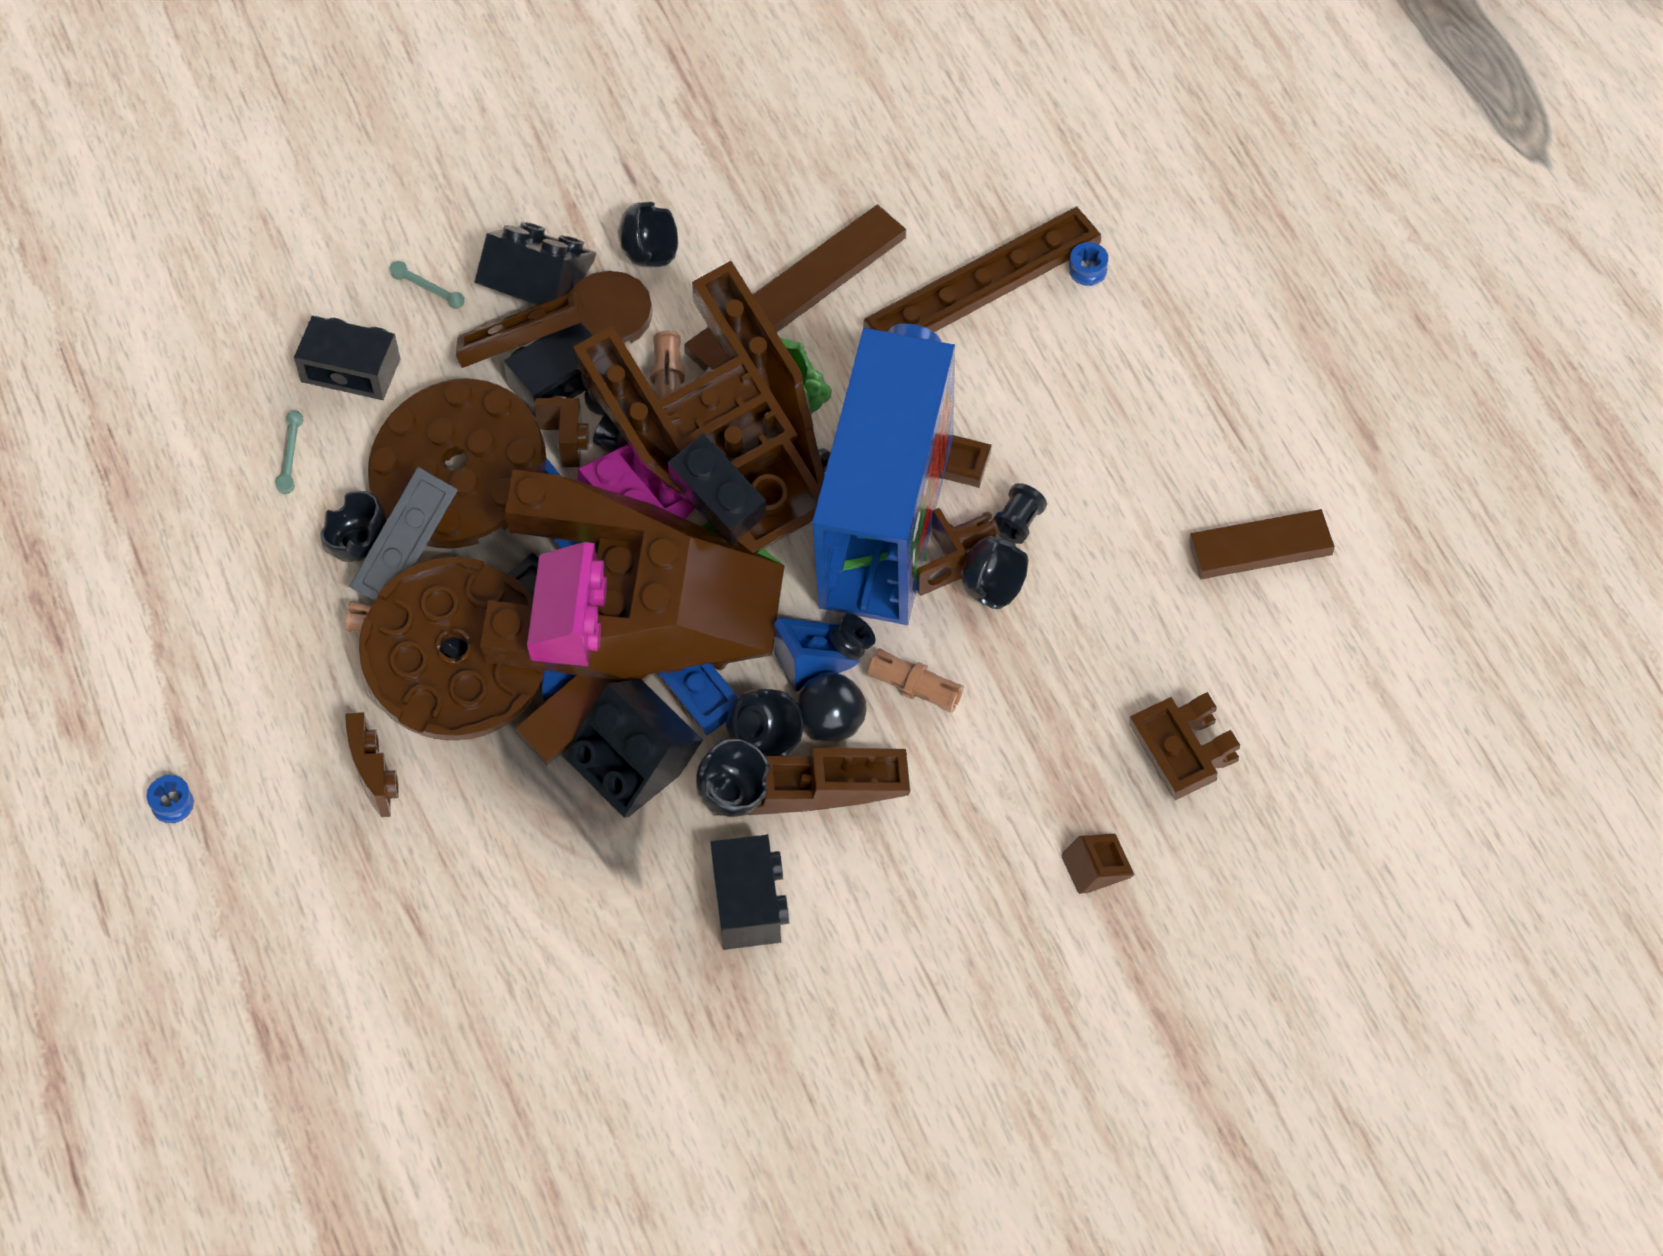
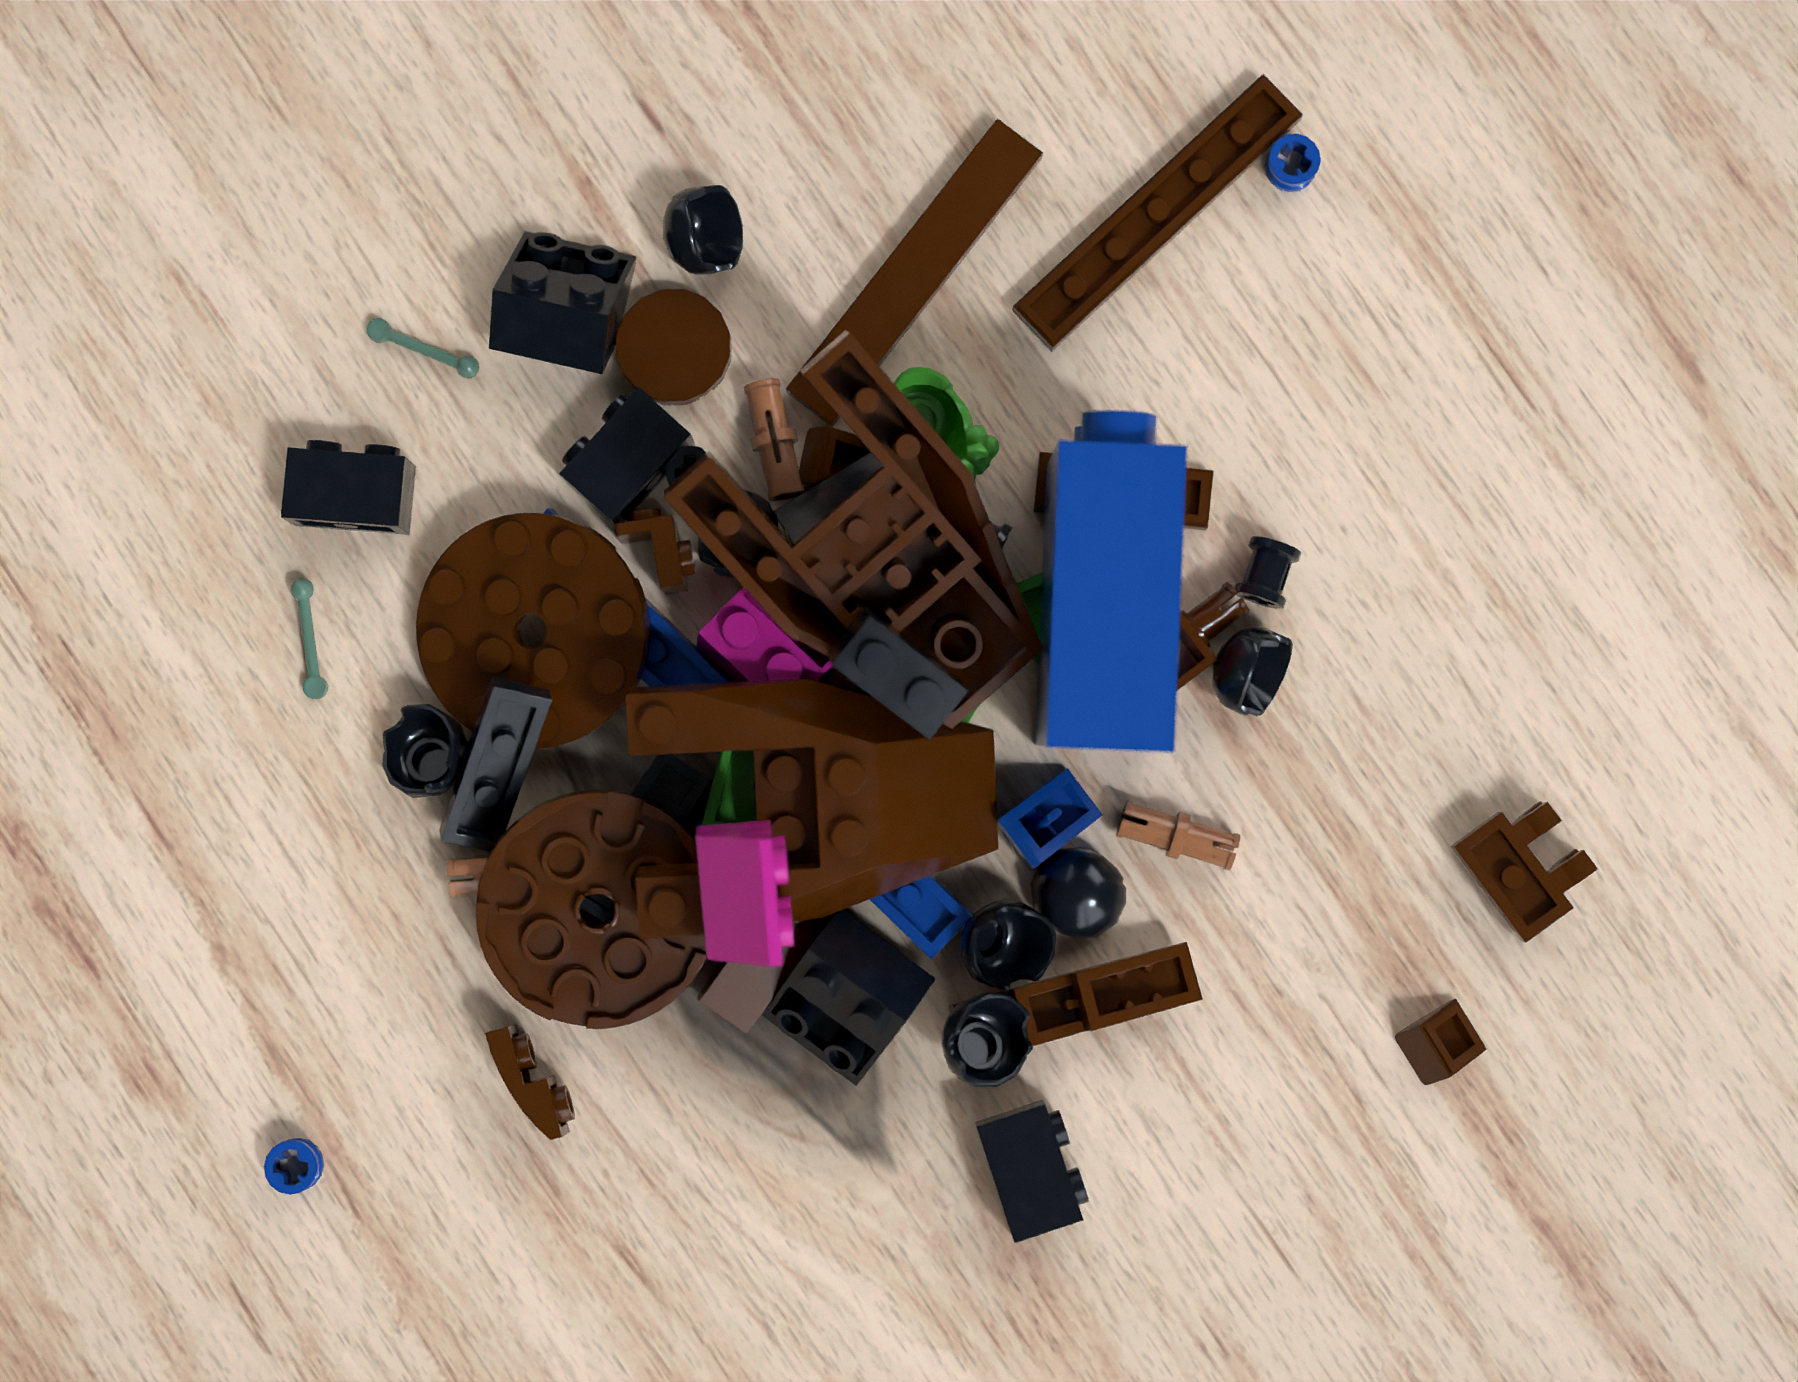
camera: 10 degrees left, 25 degrees up
(519, 329) = (568, 415): reddish brown tile -> none
(852, 636) = (1089, 792): black bush -> none
(1261, 544) = (1577, 557): reddish brown tile -> none

